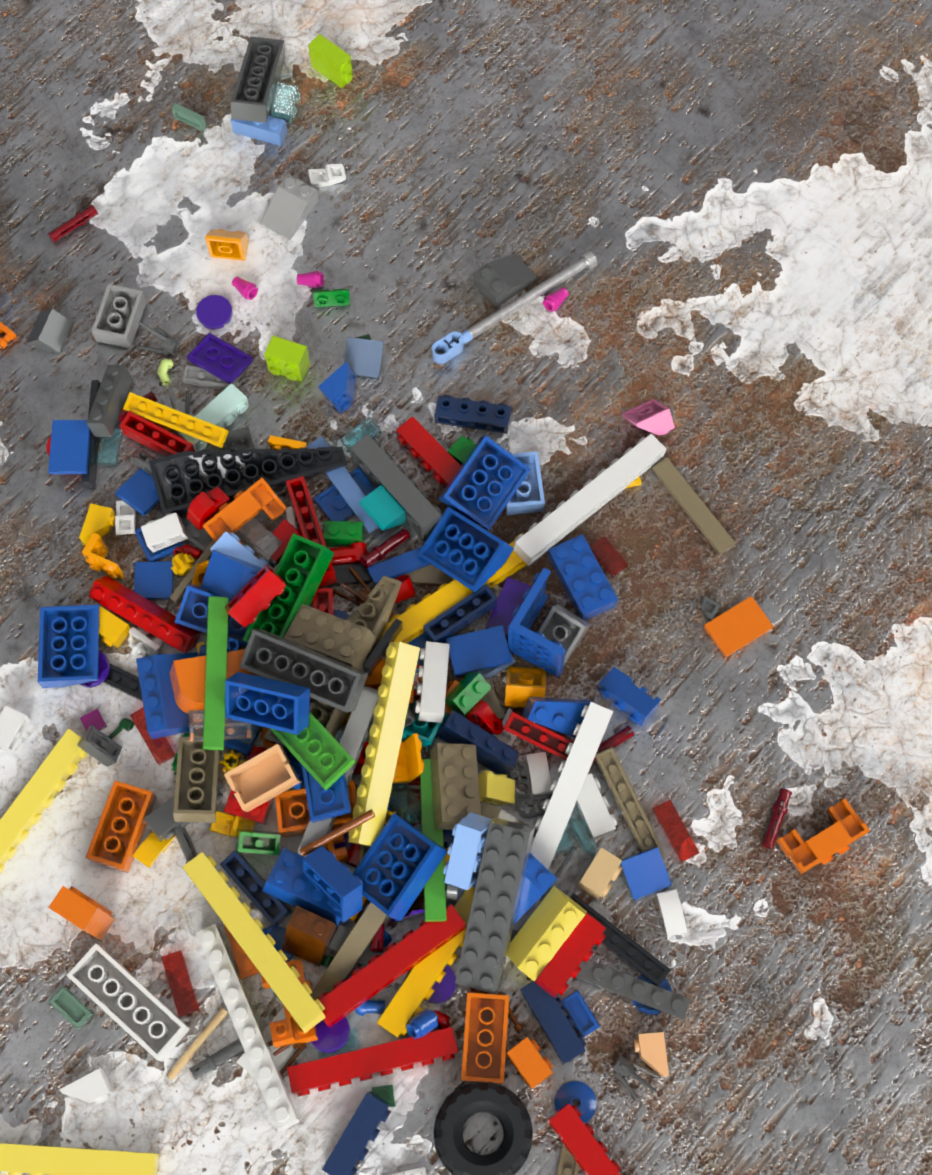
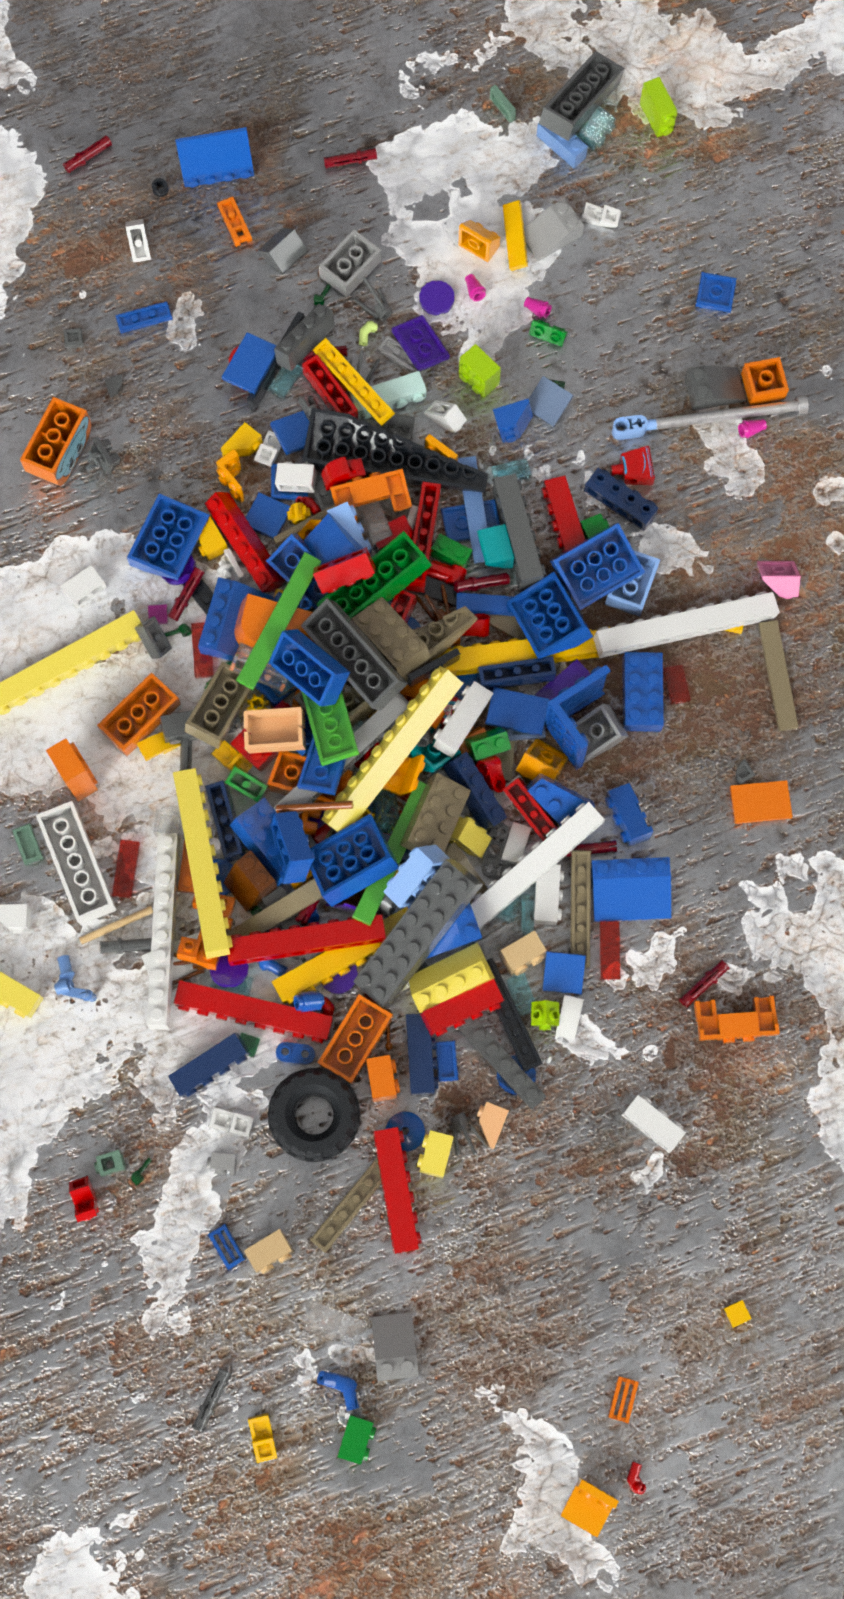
camera: 25 degrees right, 5 degrees up
(106, 360) = (319, 299): none -> dark green hand
(112, 673) = (186, 593): none -> dark red pin
(174, 1128) = (65, 984): none -> medium blue pin
(258, 226) = (515, 235): none -> yellow tile
(276, 412) = (446, 415): none -> white slope
(433, 1082) = (295, 1052): none -> blue plate
(462, 197) = (716, 292): none -> blue tile
(471, 380) = (635, 467): none -> red torso
(546, 254) = (764, 381): none -> orange brick
(617, 913) = (521, 993): none -> clear light blue tile
(617, 1111) = (436, 1154): none -> light yellow brick
(649, 922) = (545, 1014): none -> lime brick
(666, 764) = (631, 889): none -> blue slope
(801, 973) = (654, 1123): none -> white brick

